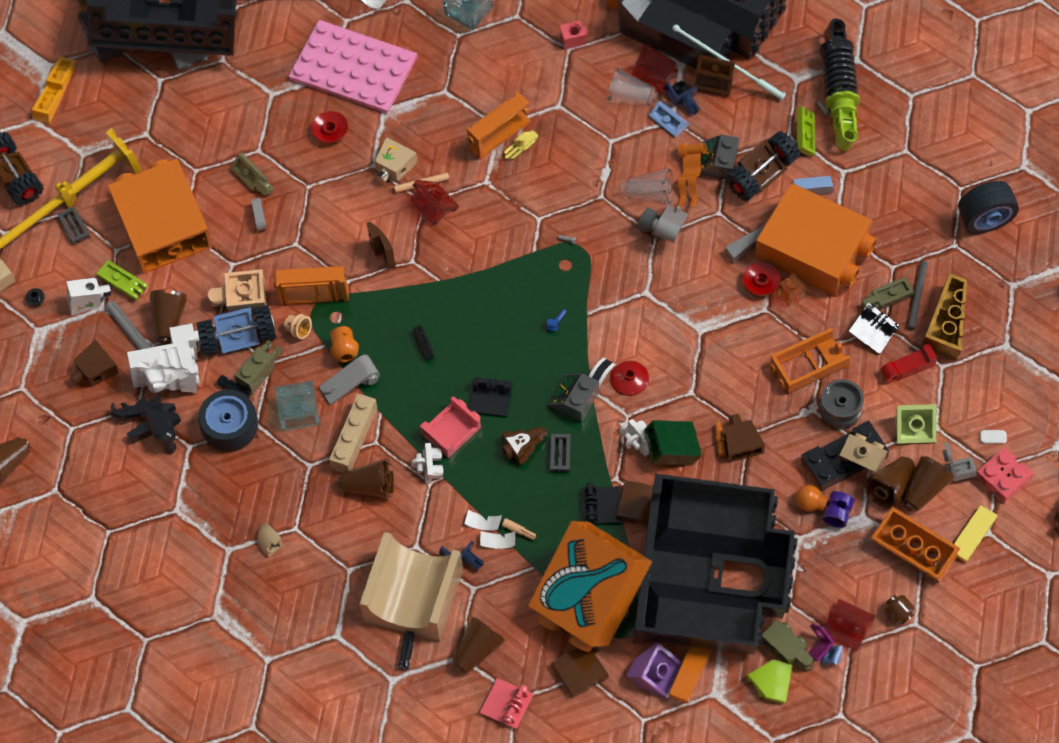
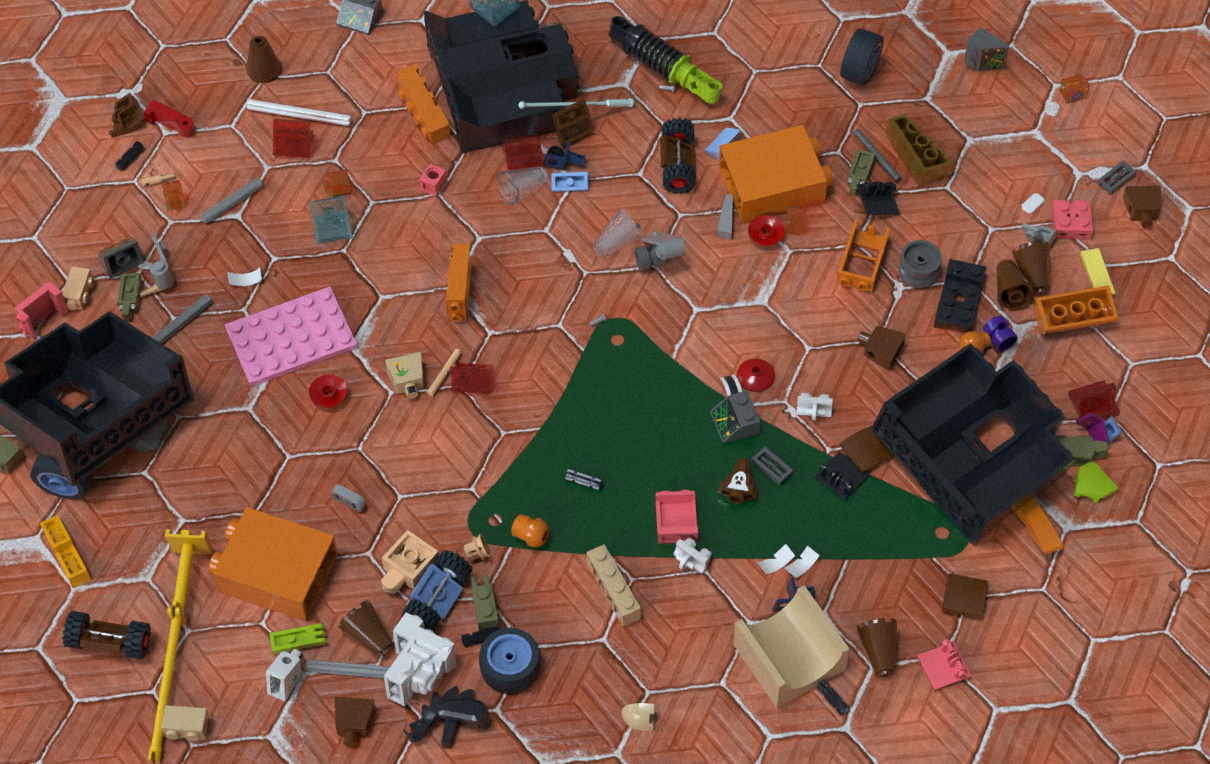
camera: 50 degrees left, 5 degrees down
(35, 301) = (243, 718): black plate -> none
(79, 237) = (207, 627): dark grey tile -> none
(251, 175) = (307, 476): olive hinge -> none
(297, 405) = (547, 603): clear light blue brick -> none
(311, 285) = (457, 509): orange door -> none
(359, 371) = (561, 551): light grey door -> none
(369, 480) = (665, 605): reddish brown cone -> none
(380, 244) = (472, 435): reddish brown slope -> none
(490, 396) = (676, 472): black hinge -> none
(518, 529) = (802, 544): light nougat piece -> none
(521, 143) = (485, 284): light yellow piece -> none
(553, 324) = (660, 384): blue hand -> none
(589, 585) = (918, 526): orange brick -> none
(655, 670) = (1014, 548): medium lavender slope -> none
(672, 442) = (844, 386): dark green brick -> none
(691, 170) = (629, 201): orange flag -> none
(720, 156) = (638, 176): dark grey slope -> none
(720, 439) = (867, 360): orange piece -> none
(806, 131) = (674, 109): lime hinge -> none
(863, 452) = (977, 279): tan brick -> none
(899, 609) = (1115, 361): reddish brown head -> none
(910, 364) = (929, 201): red leg -> none
(916, 423) = (979, 235): yellowish green slope -> none

